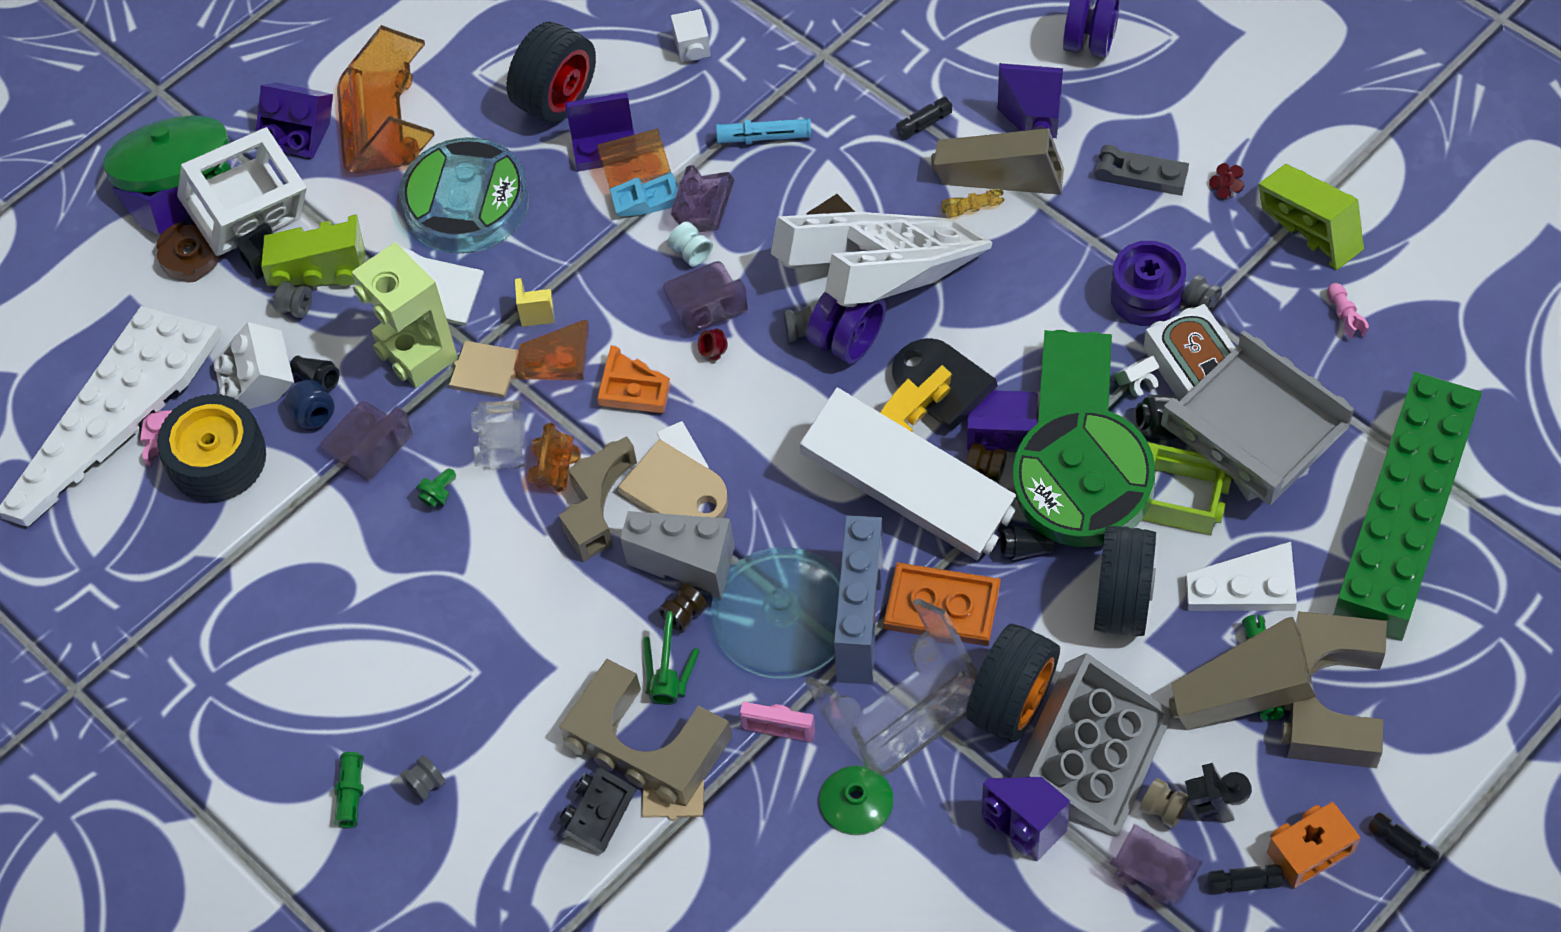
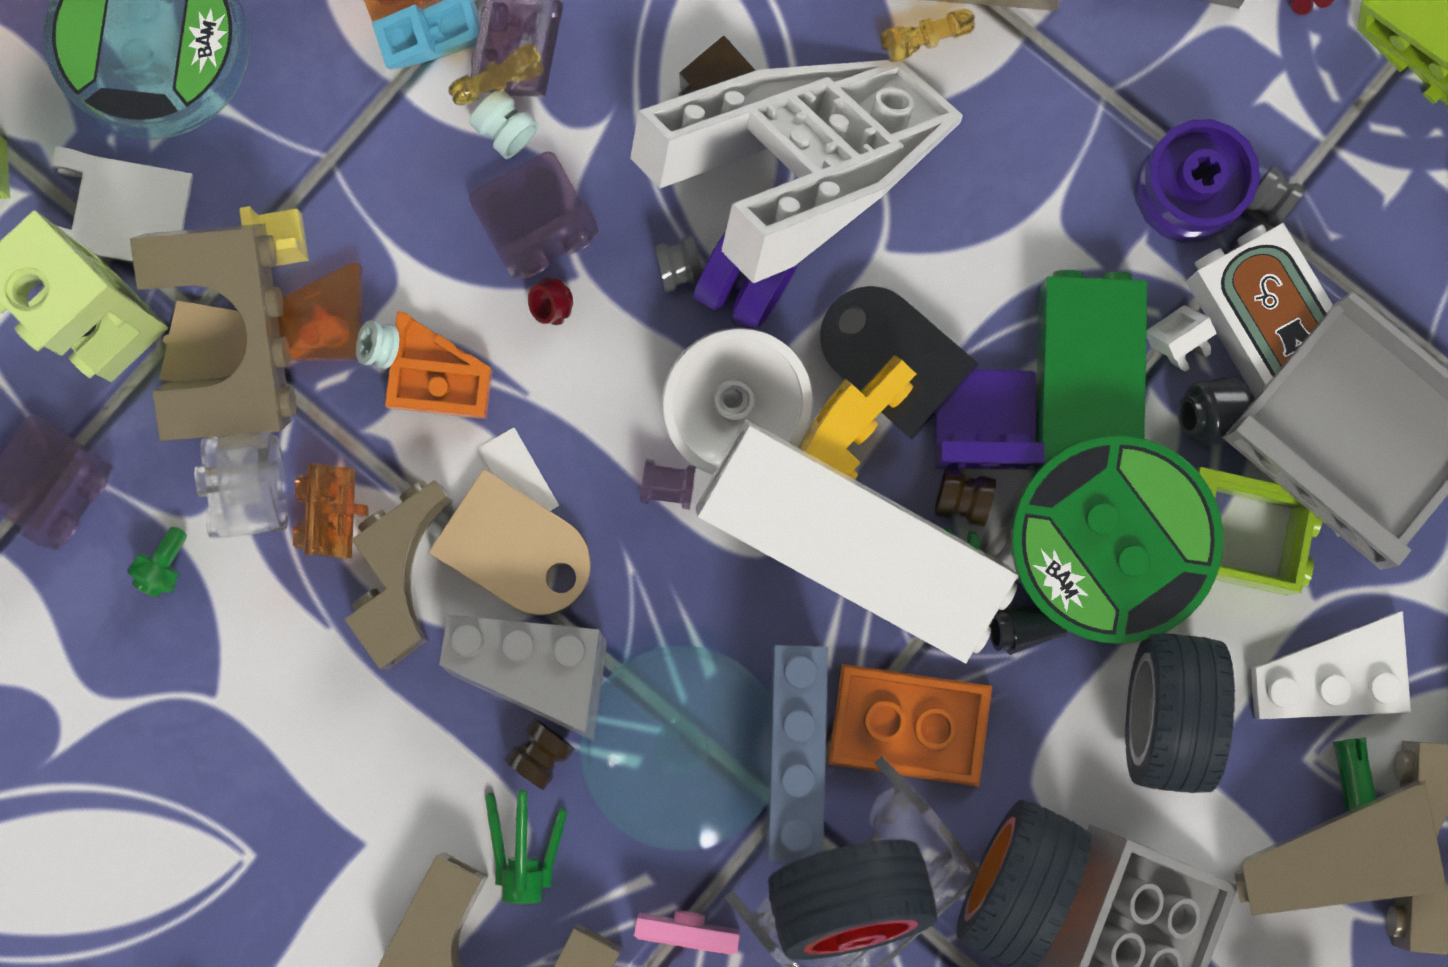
camera: 10 degrees left, 25 degrees up
(510, 302) = (238, 266): none -> dark tan arch
(595, 363) = (377, 344): none -> light aqua bush
(700, 207) = (519, 66): none -> clear yellow piece
(782, 450) = (667, 484): none -> clear purple bush
(816, 379) = (770, 387): none -> white dish
(890, 672) = (851, 899): none -> black wheel

